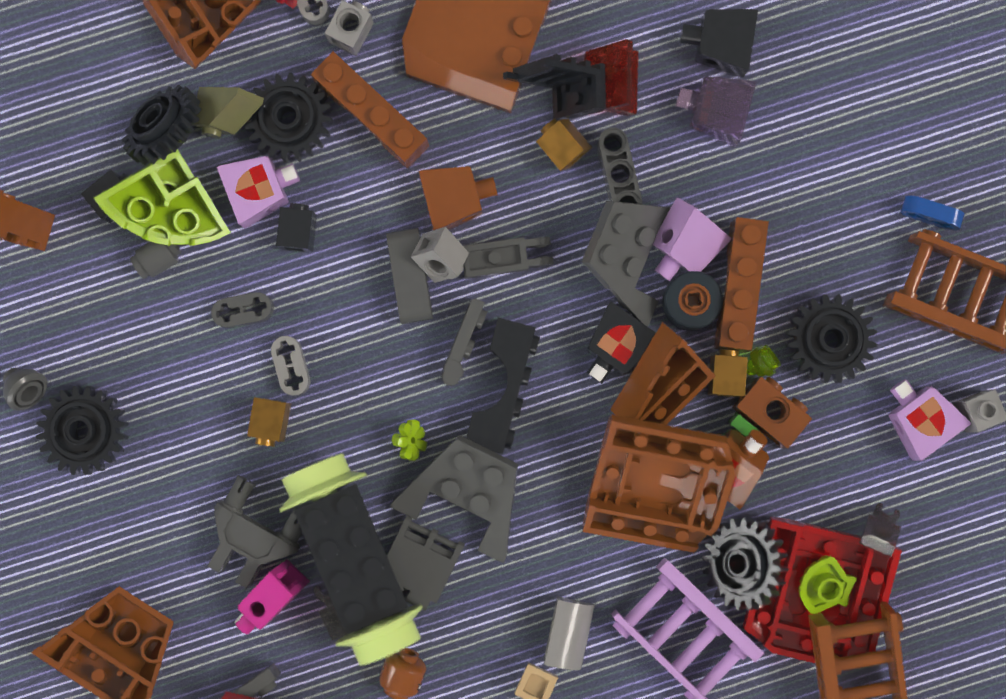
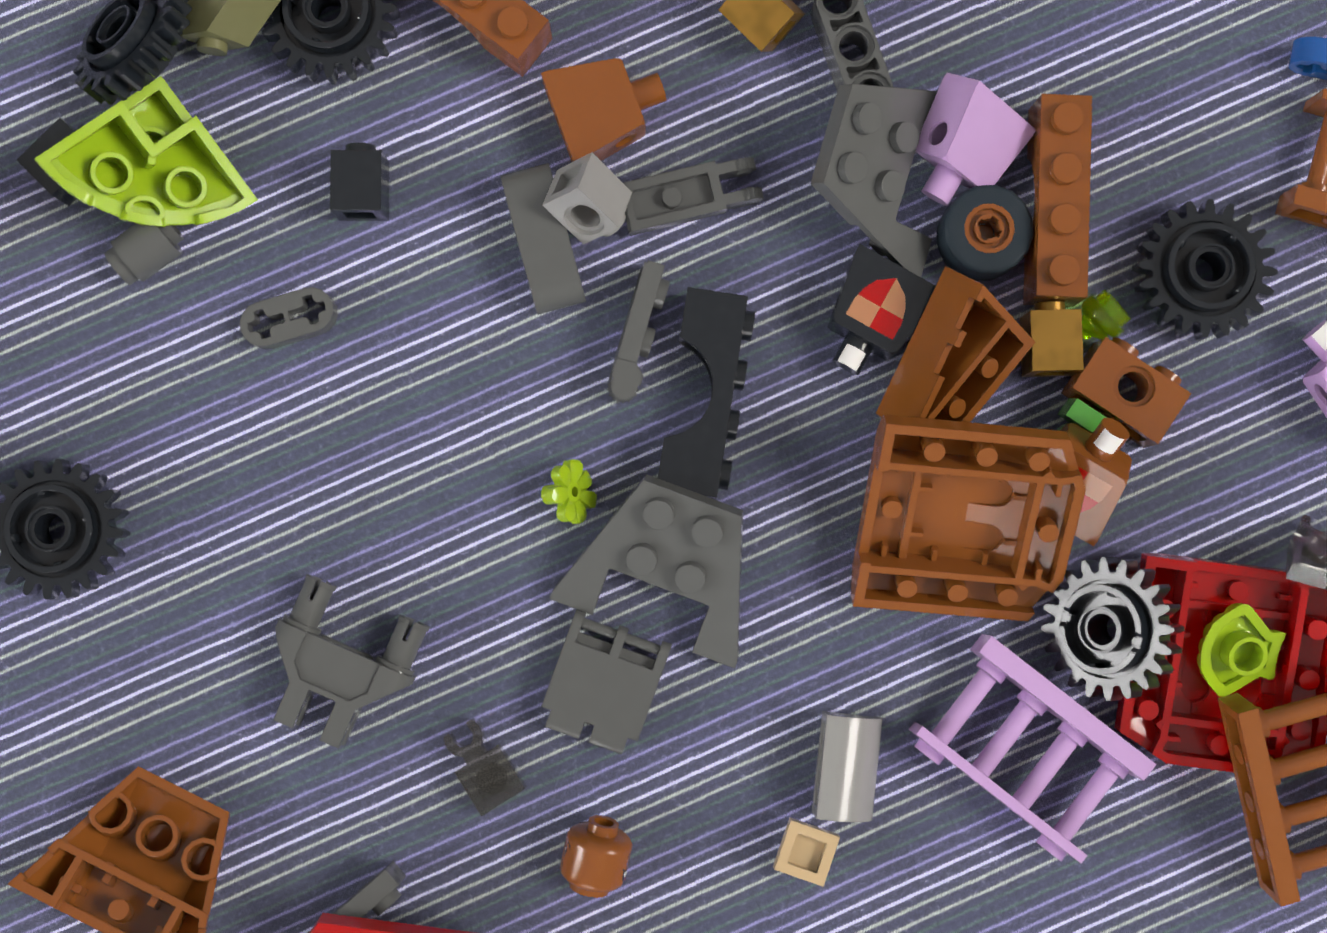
camera: 15 degrees left, 0 degrees up
(256, 187) = (290, 126): lavender torso -> none
(268, 421) = (346, 484): pearl gold brick -> none
(270, 597) = (376, 758): dark pink torso -> none
(283, 368) = (361, 401): light grey beam -> none
(351, 560) = (498, 685): black brick -> none

